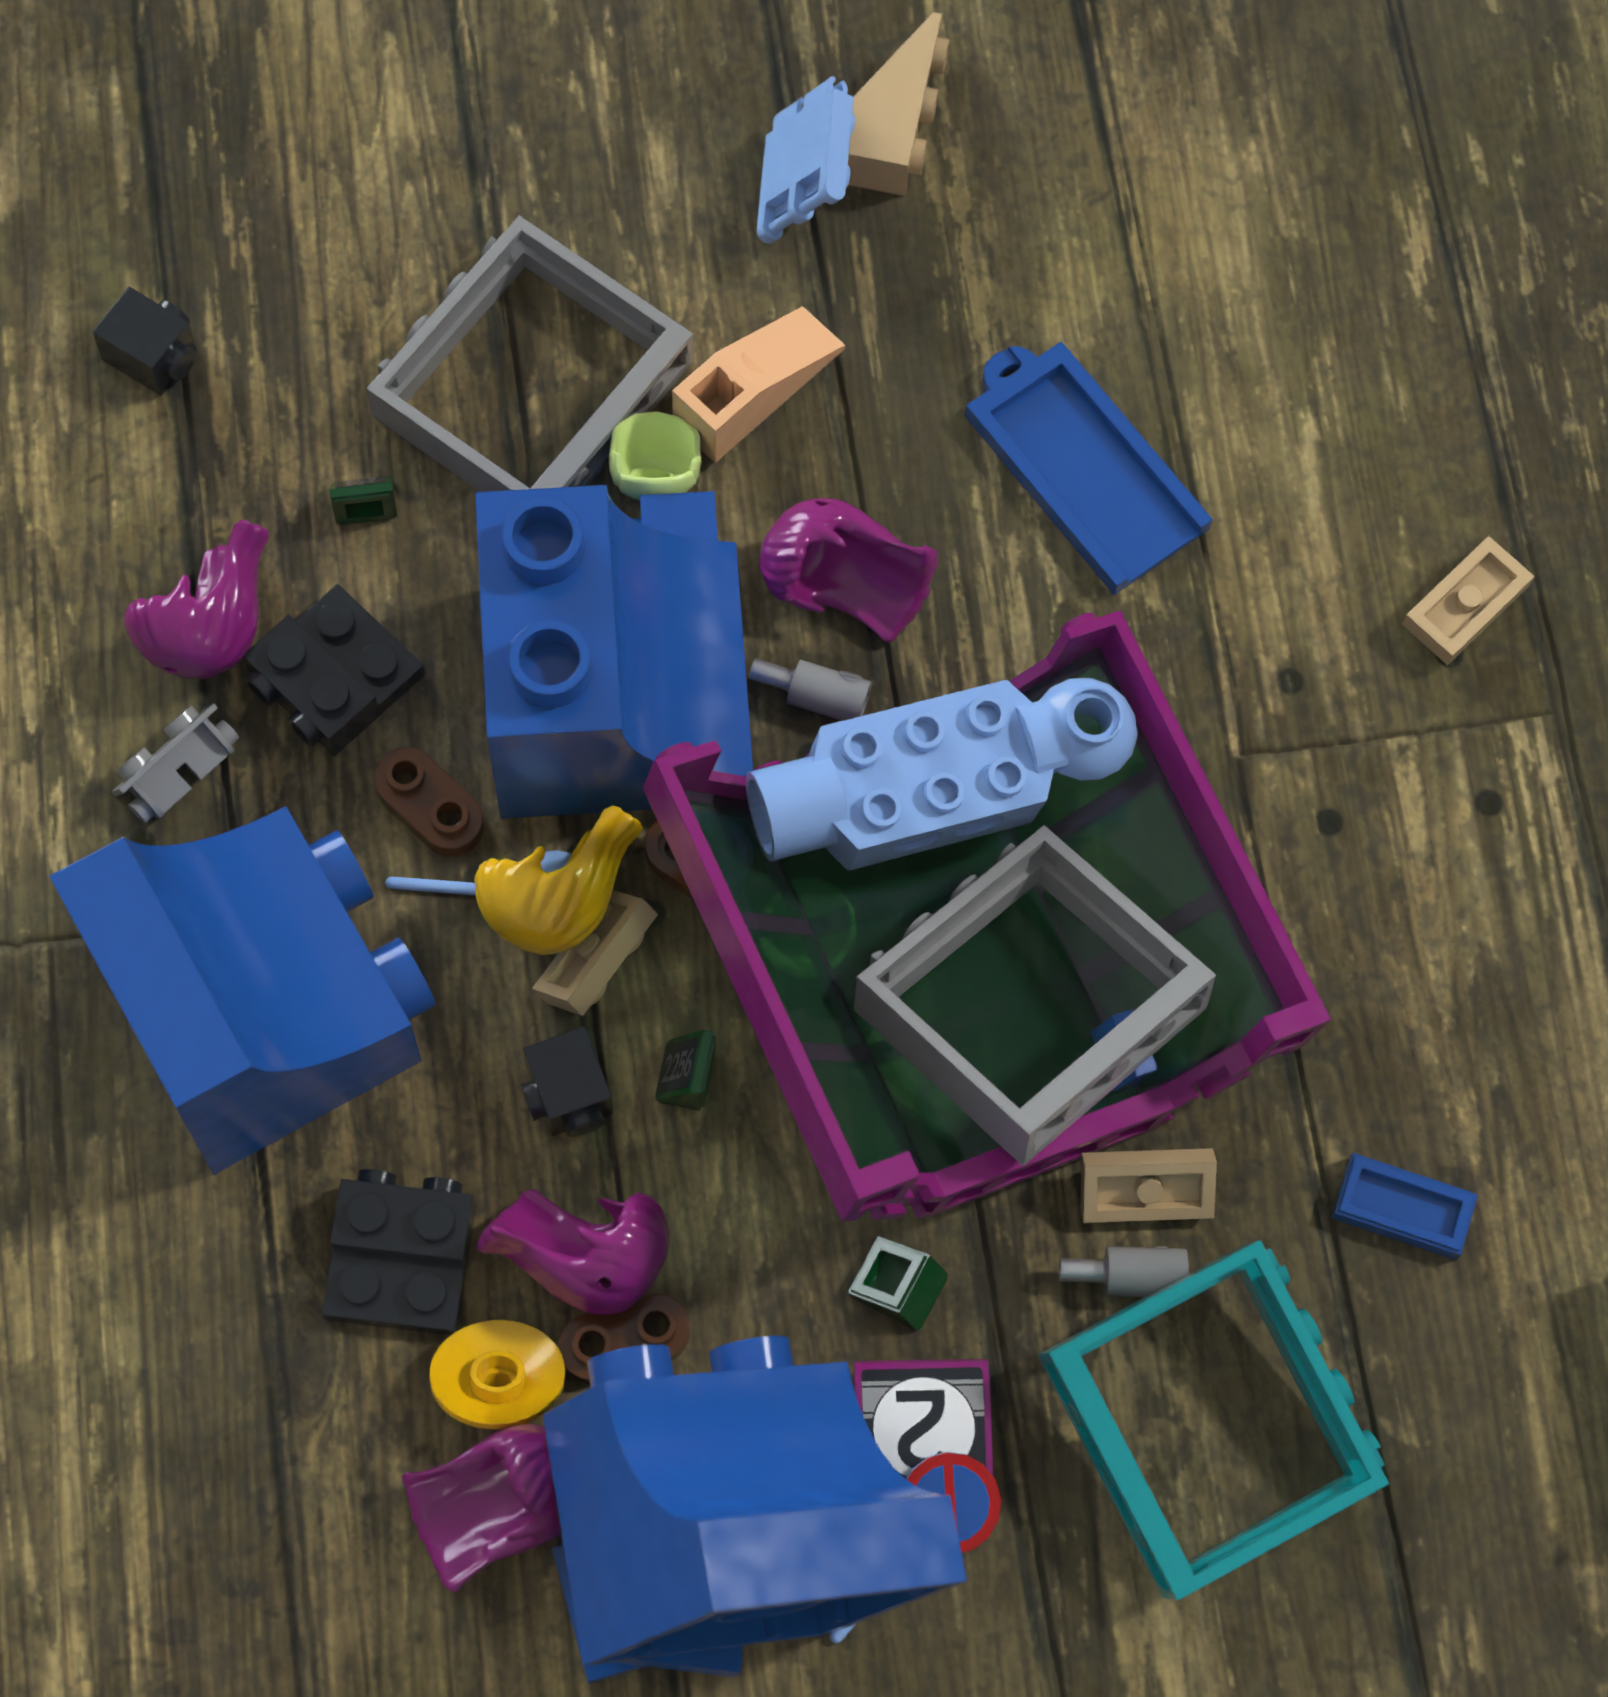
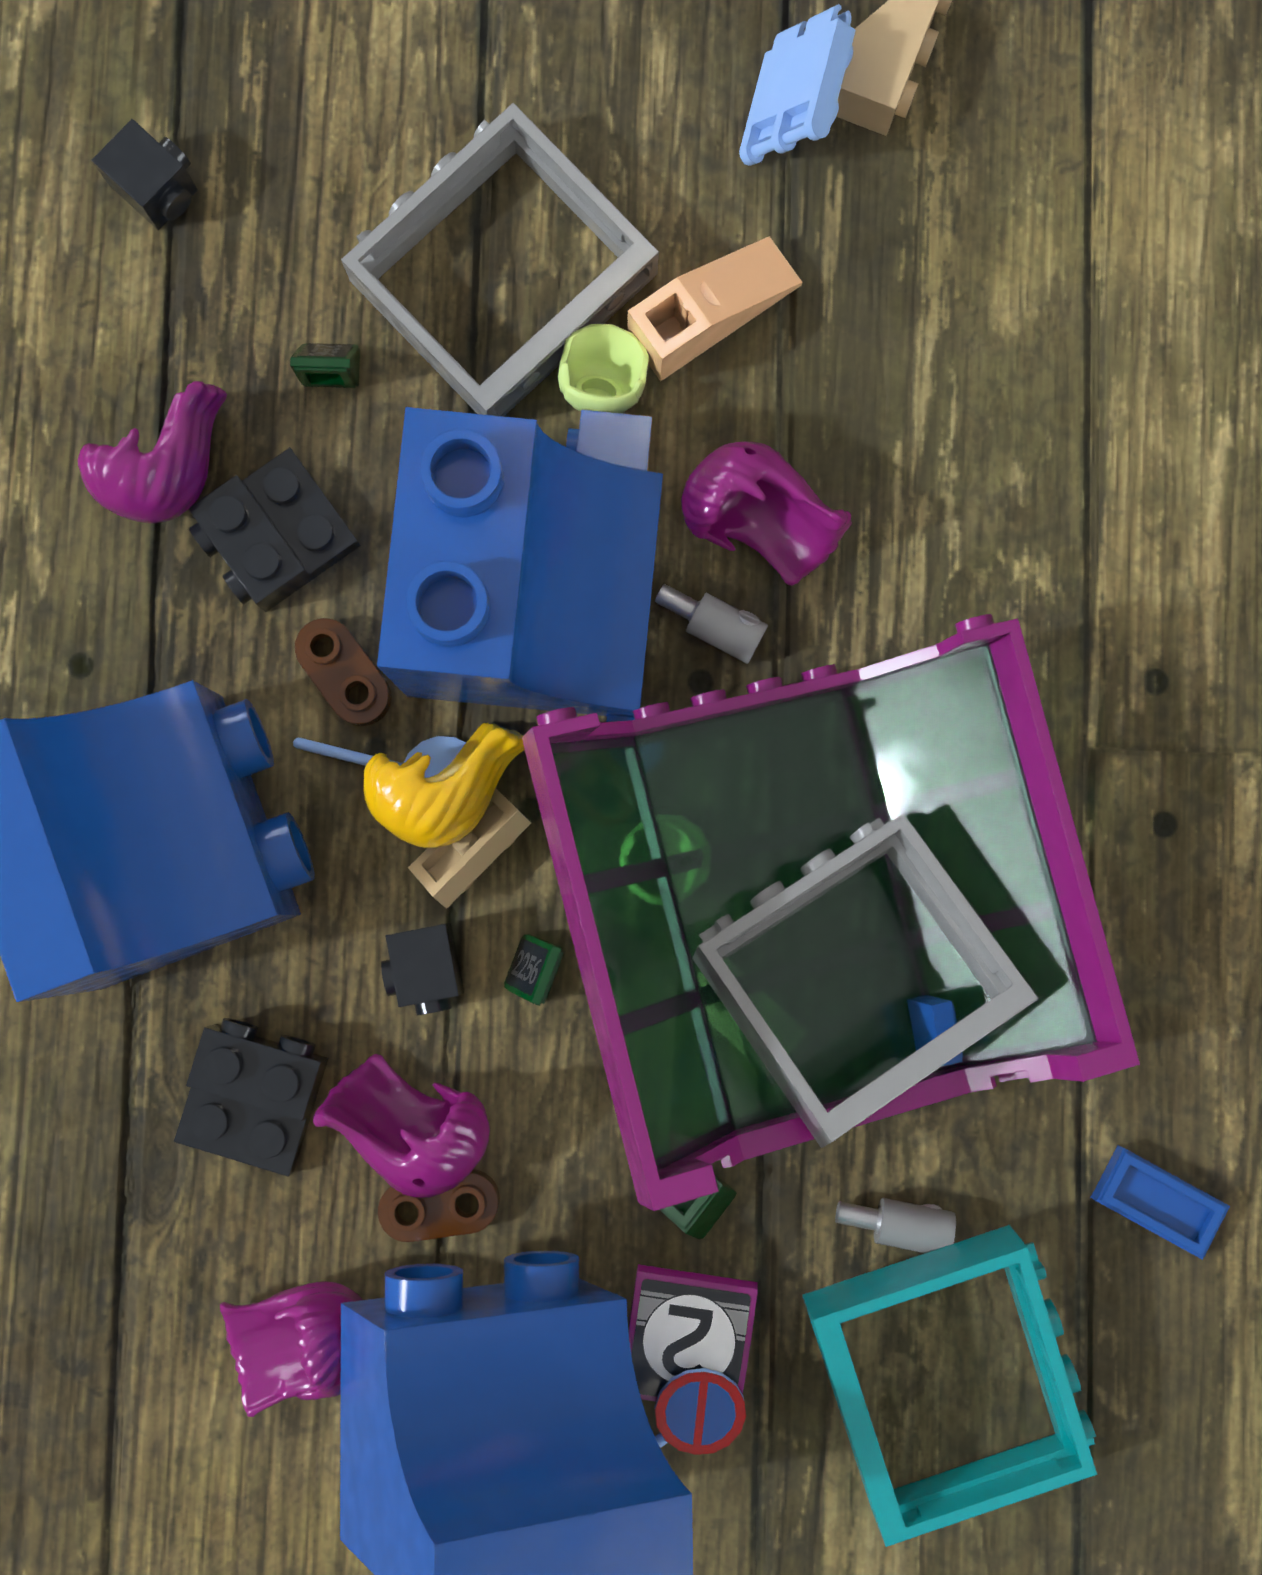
camera: 10 degrees right, 15 degrees up
(192, 743) = (96, 610): light grey hinge -> none
(497, 1374) = (313, 1200): yellow dish -> none
(936, 771) = (813, 749): light blue brick -> none
(1084, 463) = (1006, 436): blue piece -> none
(1148, 1185) = (933, 1150): tan plate -> none

